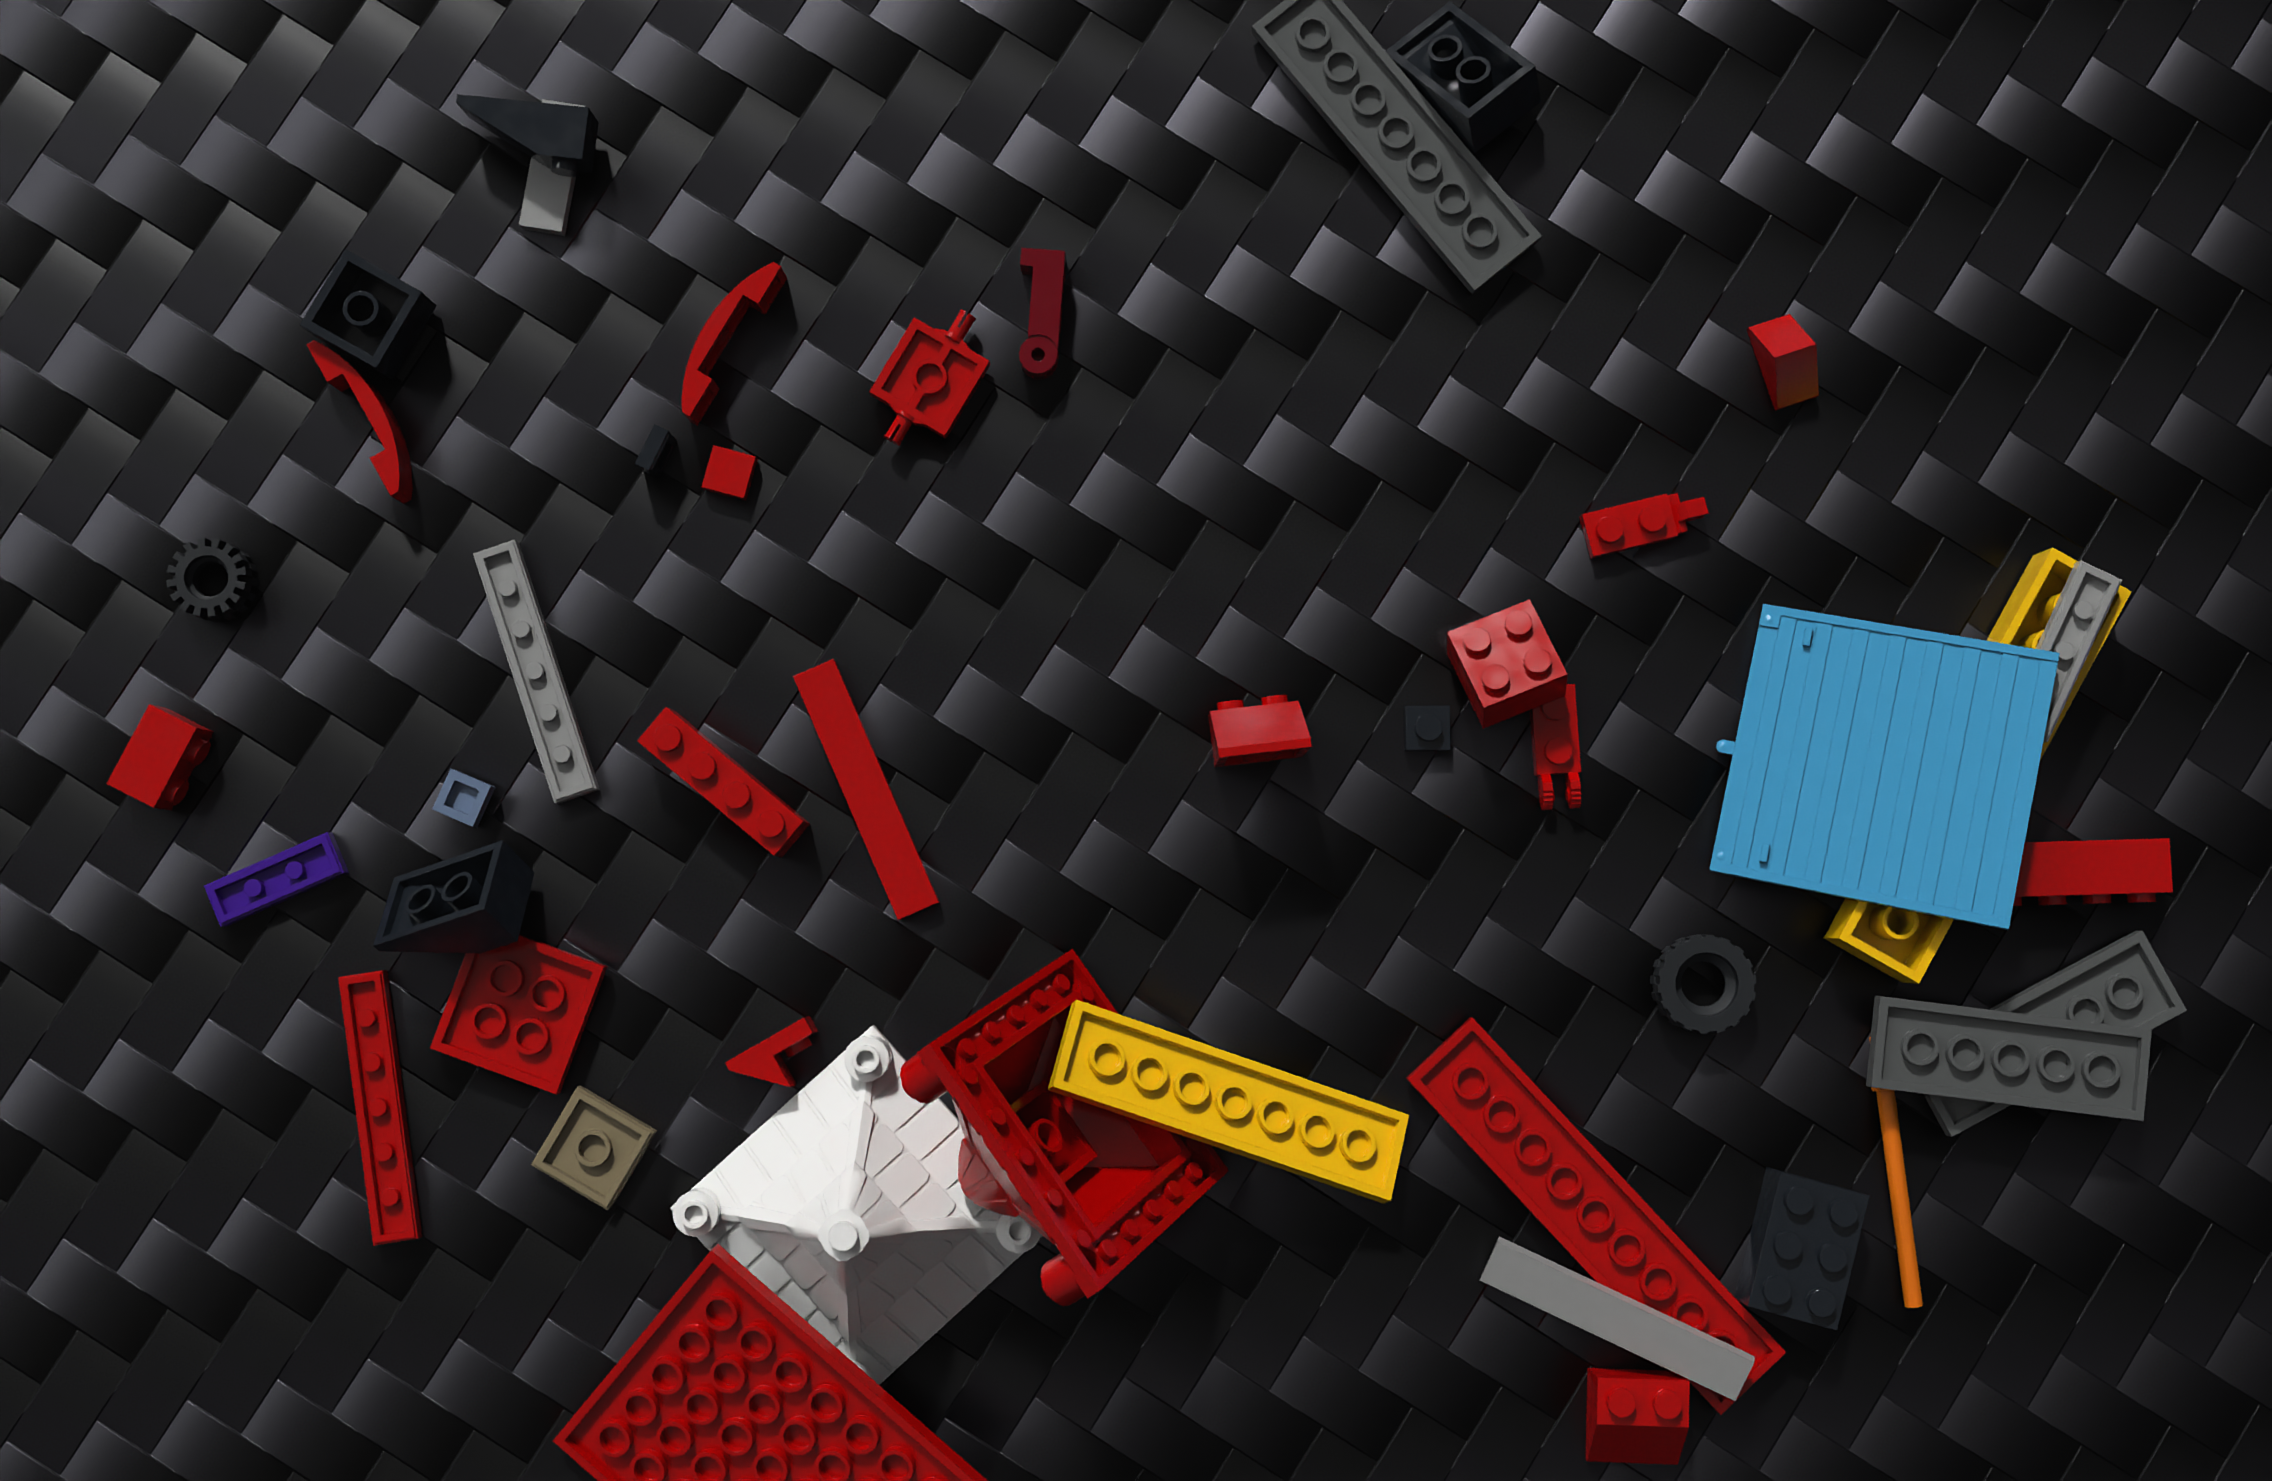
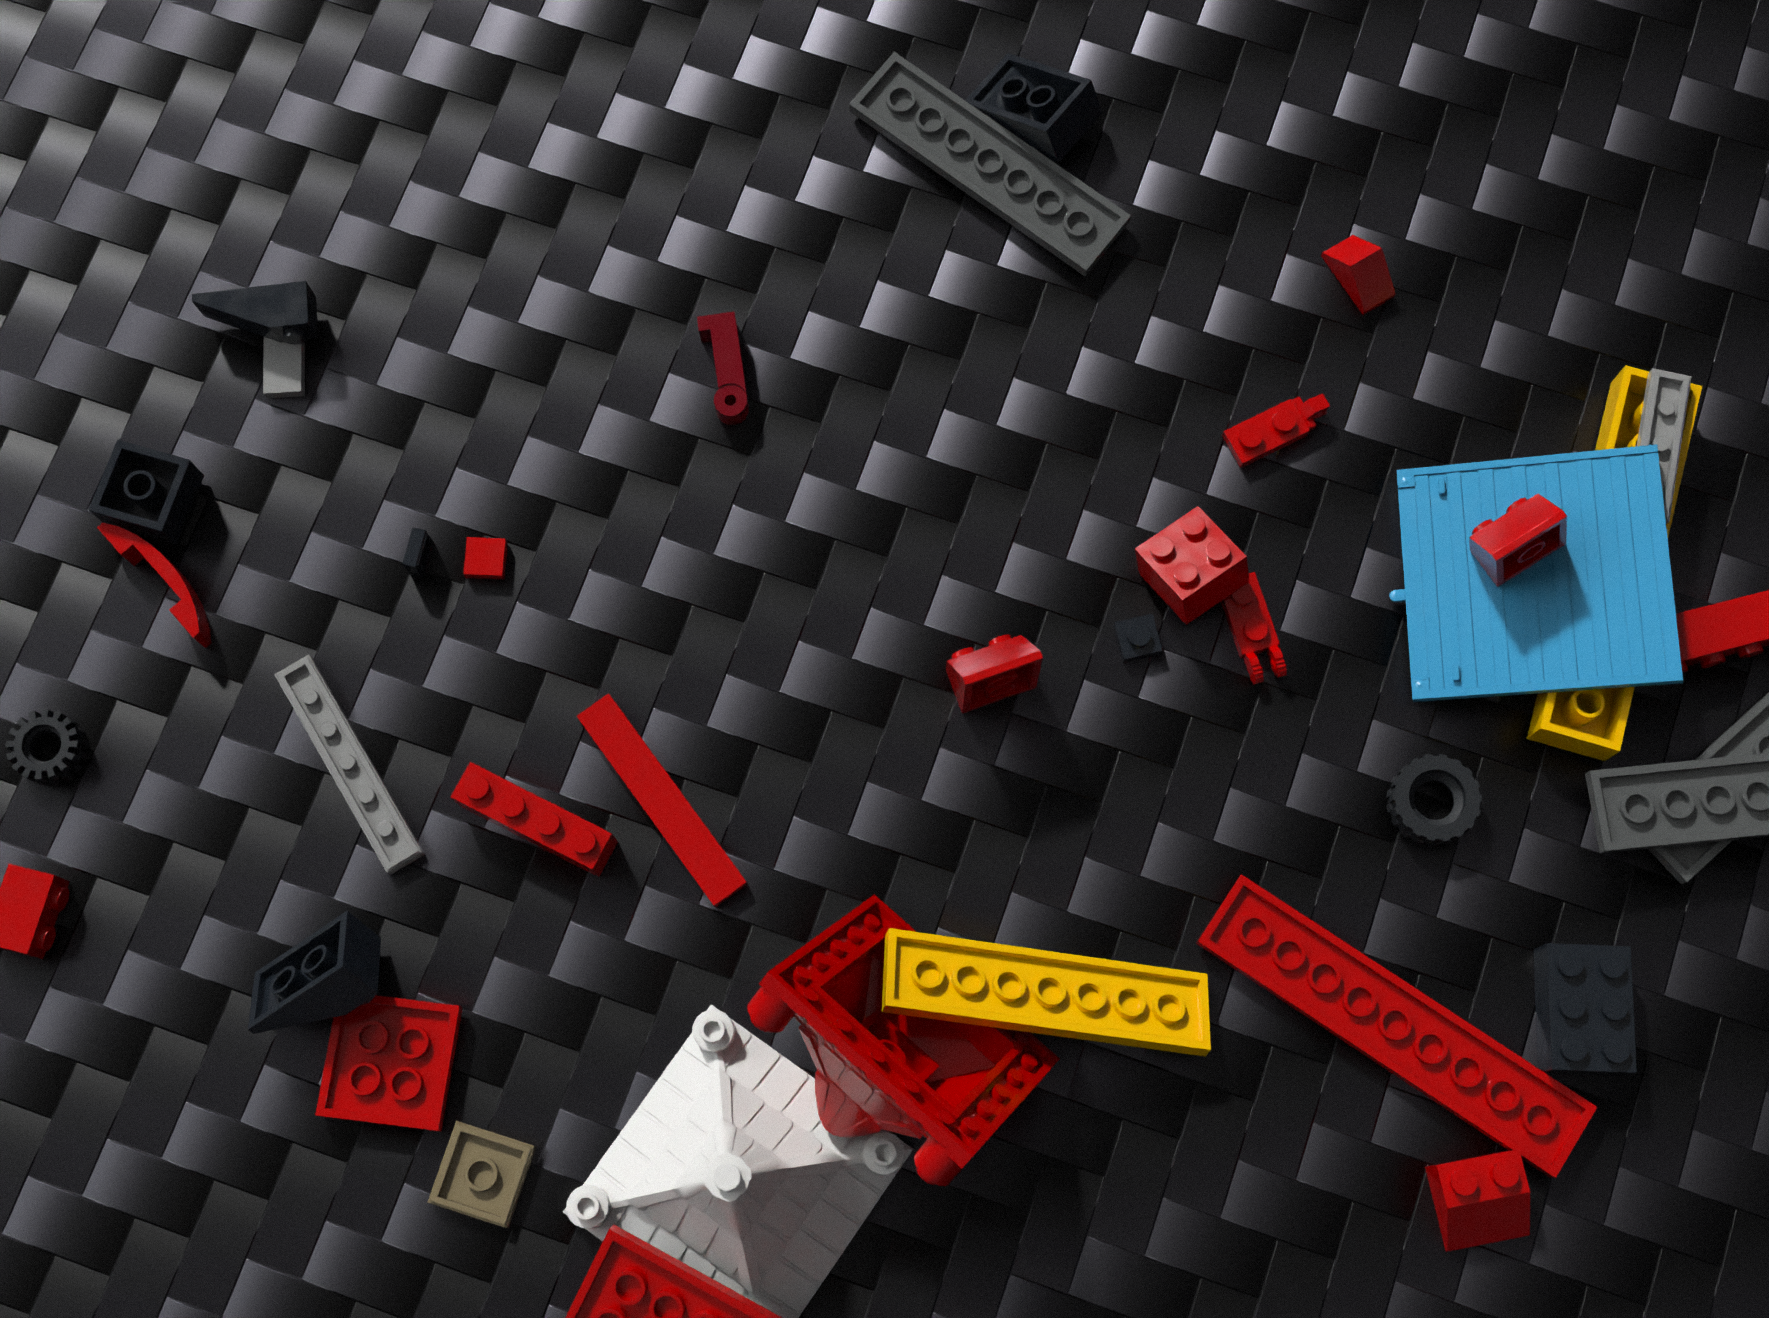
camera: 10 degrees left, 10 degrees down
(276, 879) = (148, 998): dark purple tile -> none
(380, 1107) = (280, 1183): red tile -> none
(463, 798) = (305, 886): sand blue plate -> none
(755, 292) = (477, 404): red slope -> none
(764, 1058) = (619, 1054): red slope -> none
(930, 378) = (642, 441): red plate -> none
(1618, 1318) = (1440, 1110): light grey tile -> none
(1874, 722) = (1518, 538): none -> red slope
(1899, 1197) = (1656, 945): orange bar -> none

